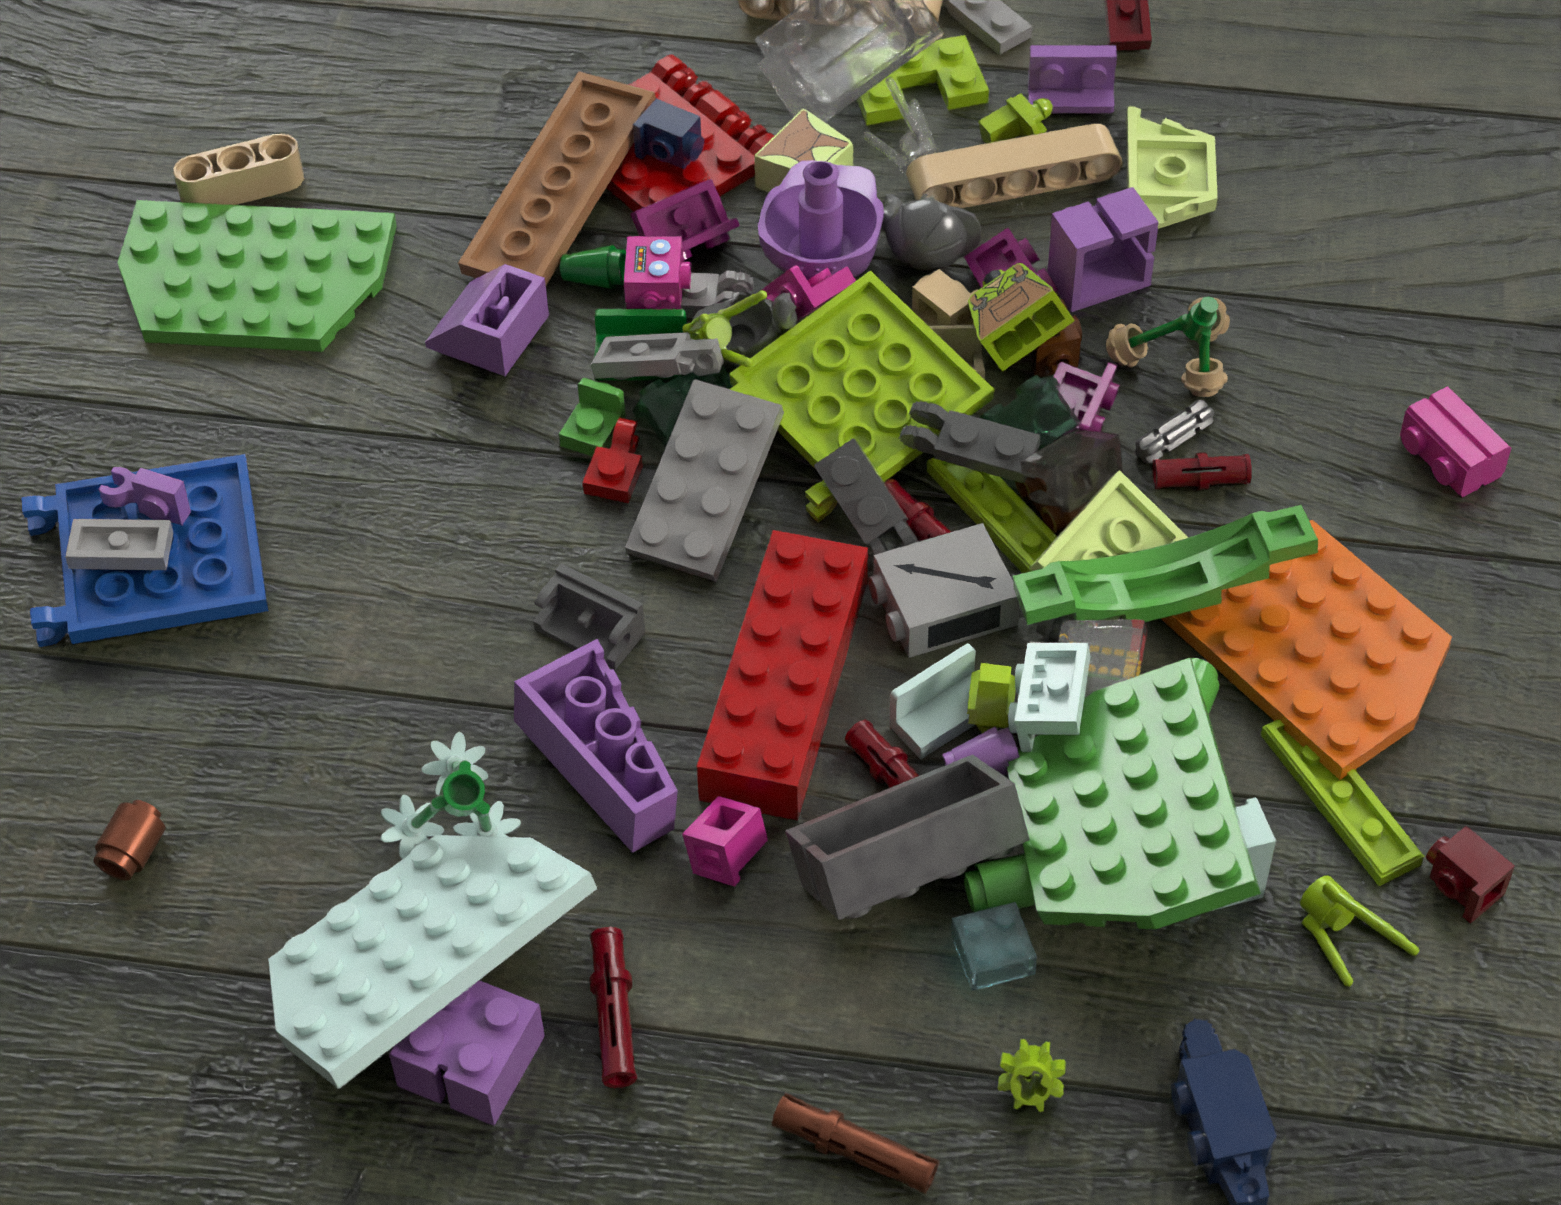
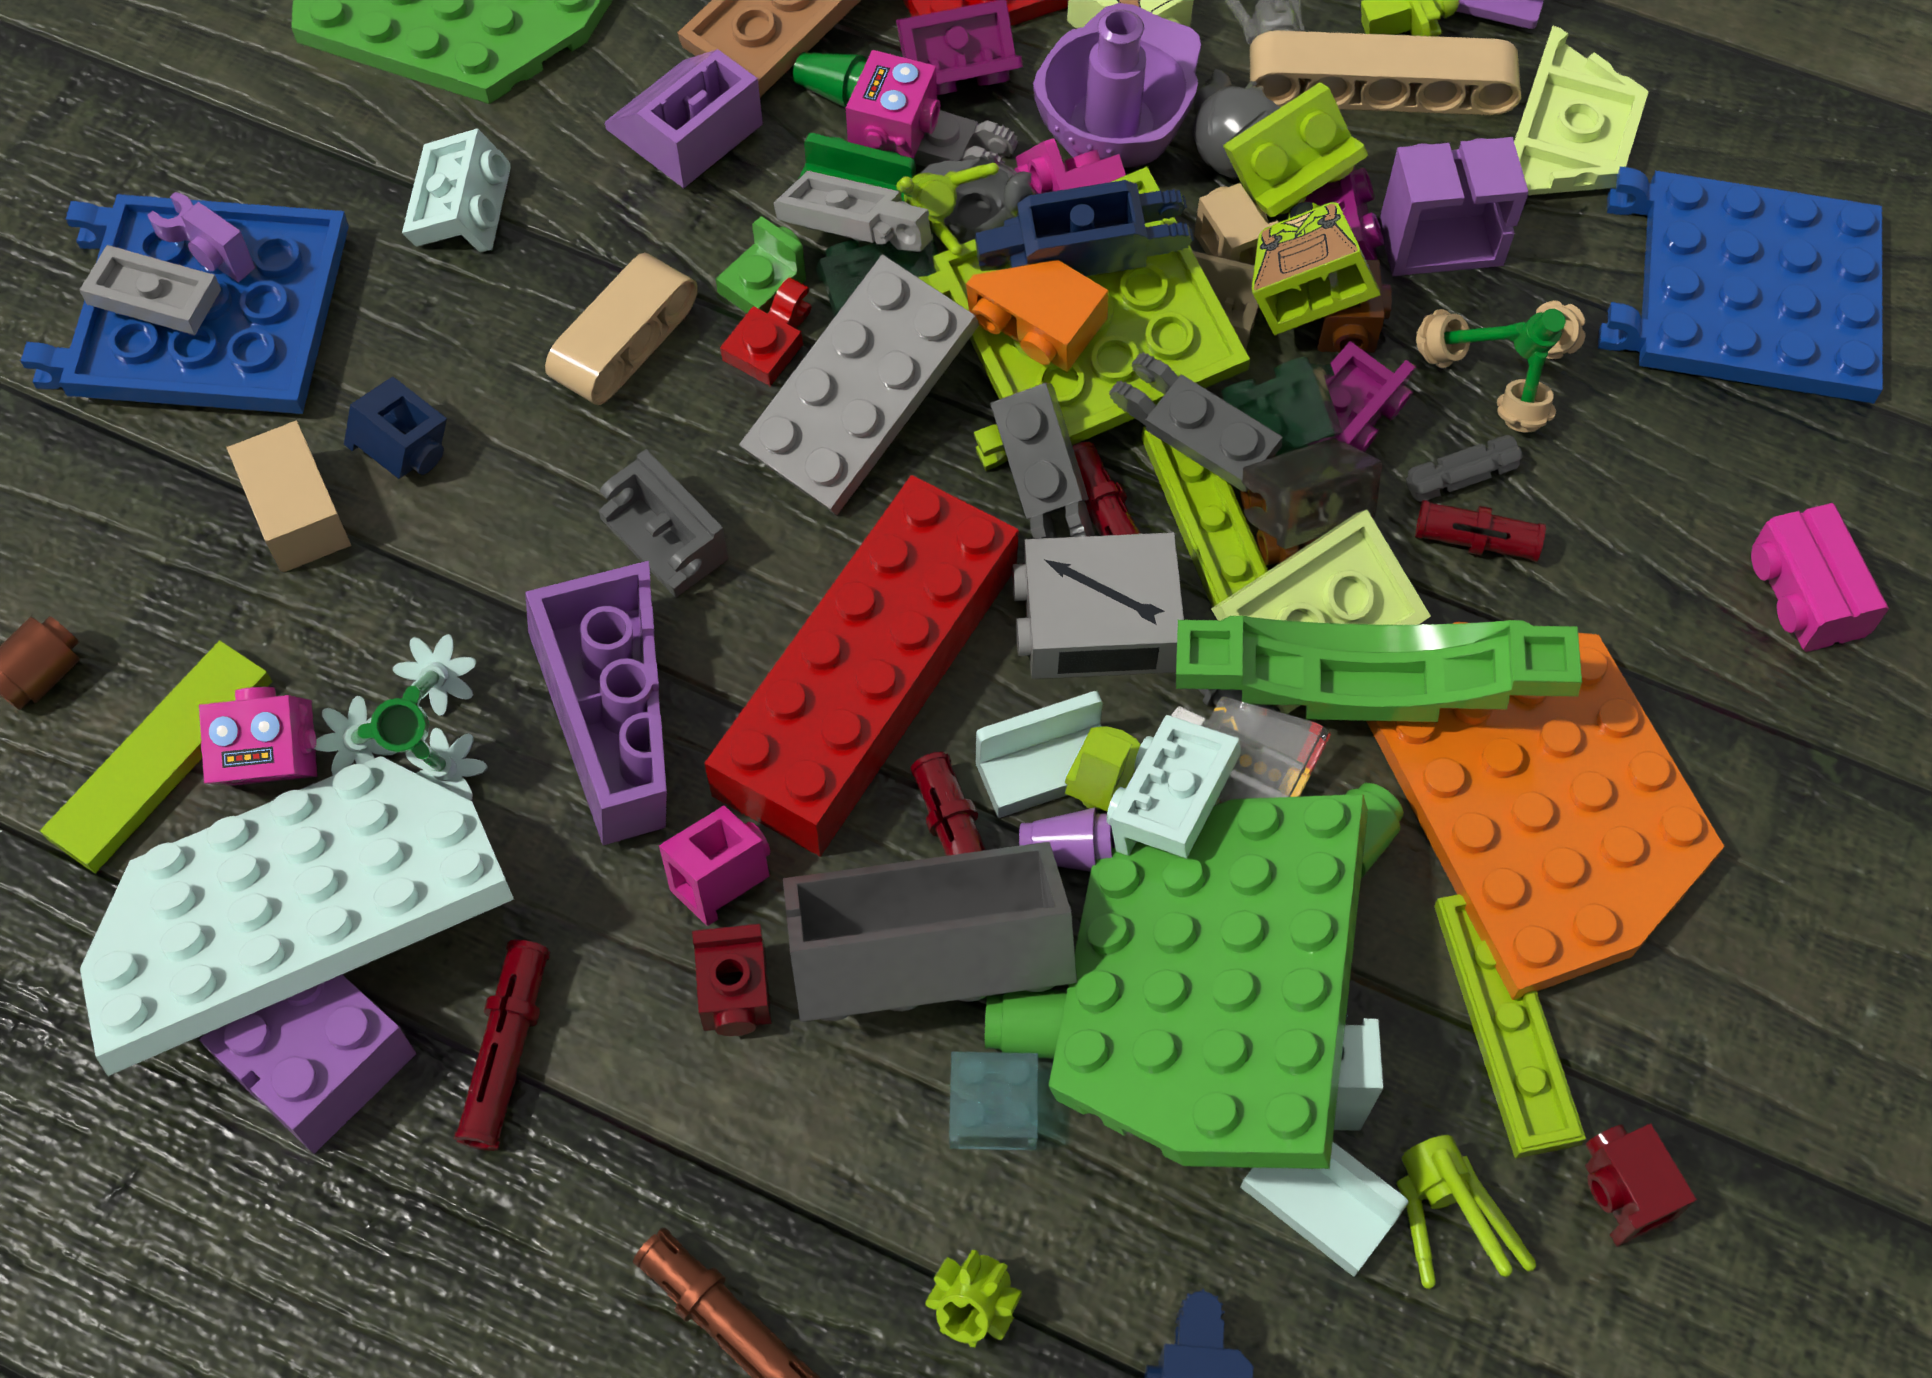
camera: 15 degrees right, 10 degrees up
(255, 883) = (148, 761): none -> lime tile
(289, 666) = (288, 496): none -> tan panel
(327, 418) = (458, 191): none -> light aqua bracket
(339, 843) = (257, 738): none -> dark pink head
(354, 600) = (396, 429): none -> dark blue brick
(500, 487) = (621, 328): none -> tan beam
(768, 914) = (732, 953): none -> dark red brick
(828, 388) = (1042, 308): none -> orange slope
(844, 326) = (1087, 229): none -> hinge
(973, 236) = (1294, 151): none -> lime bracket
(1257, 941) = (1335, 1209): none -> light aqua panel
(1337, 255) = (1754, 285): none -> blue plate

